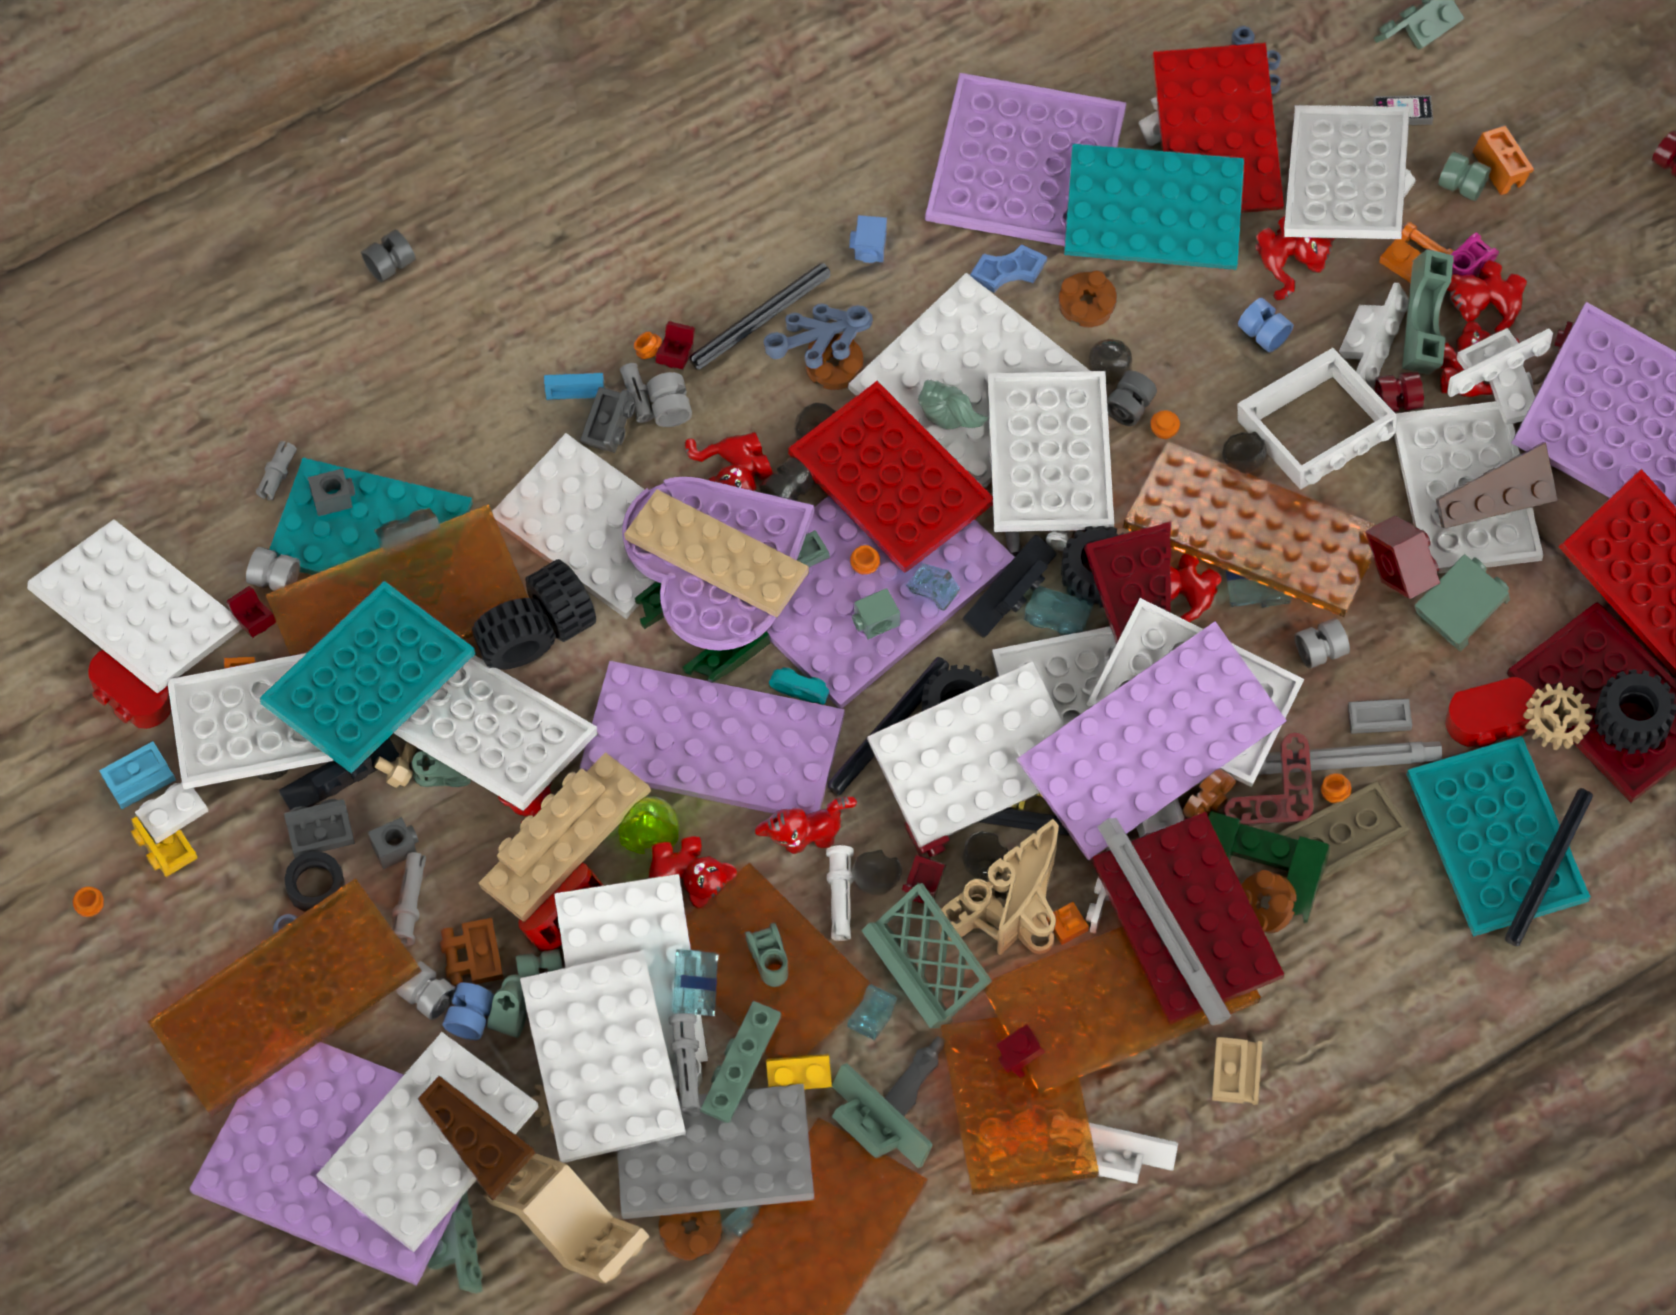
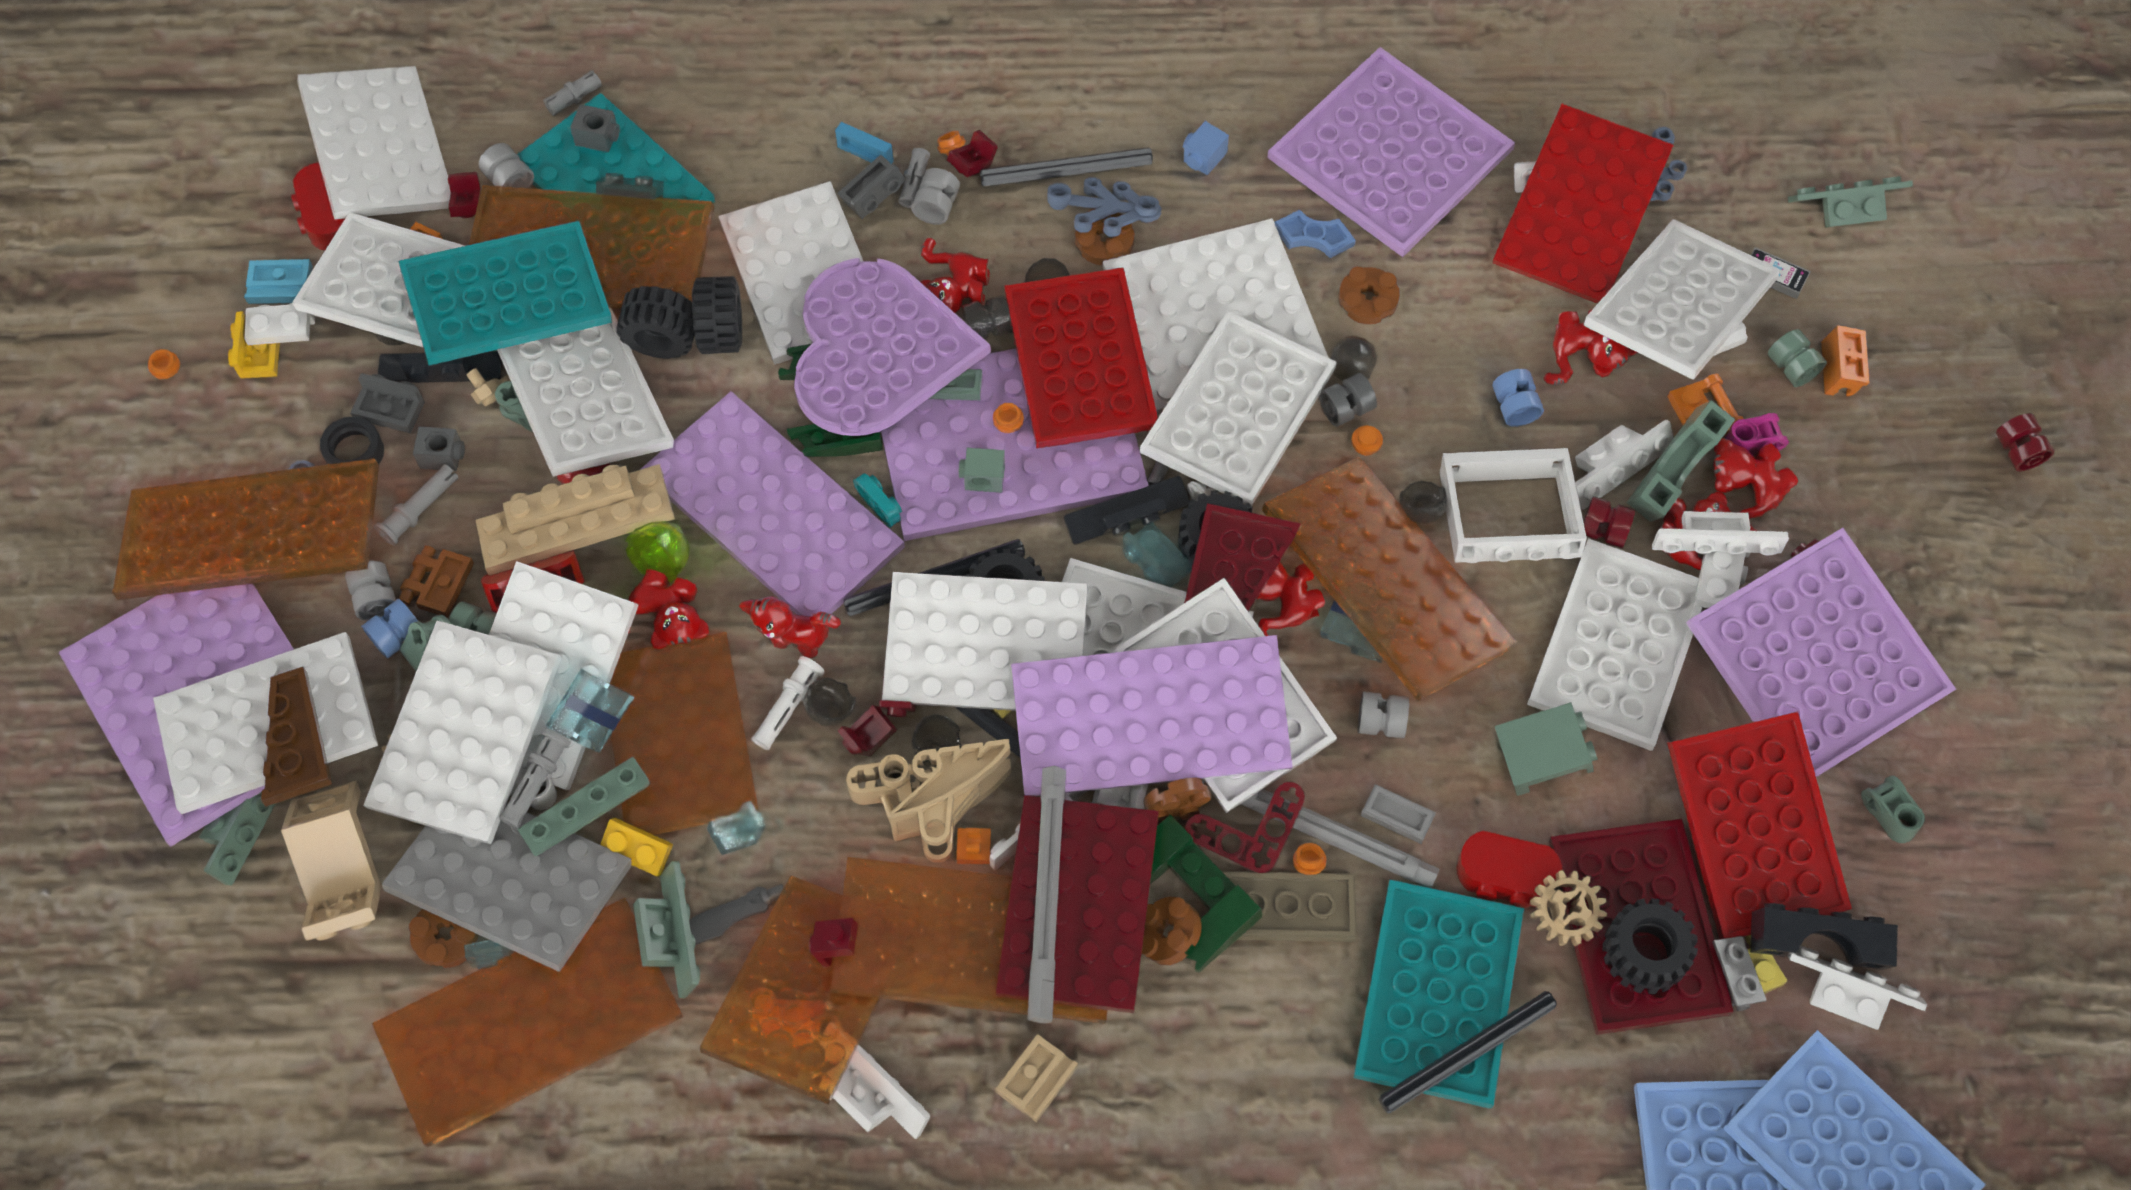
camera: 30 degrees right, 0 degrees up
(716, 553) = (875, 342): tan plate -> none
(766, 950) = (678, 717): sand green piece -> none
(905, 970) = (795, 808): sand green fence -> none
(934, 584) = (1054, 472): clear light blue bracket -> none
(948, 406) = (1173, 322): sand green hair -> none
(1154, 206) = (1480, 242): teal plate -> none
(1403, 556) = (1510, 674): dark red brick -> none
(1505, 489) = (1658, 663): wing -> none

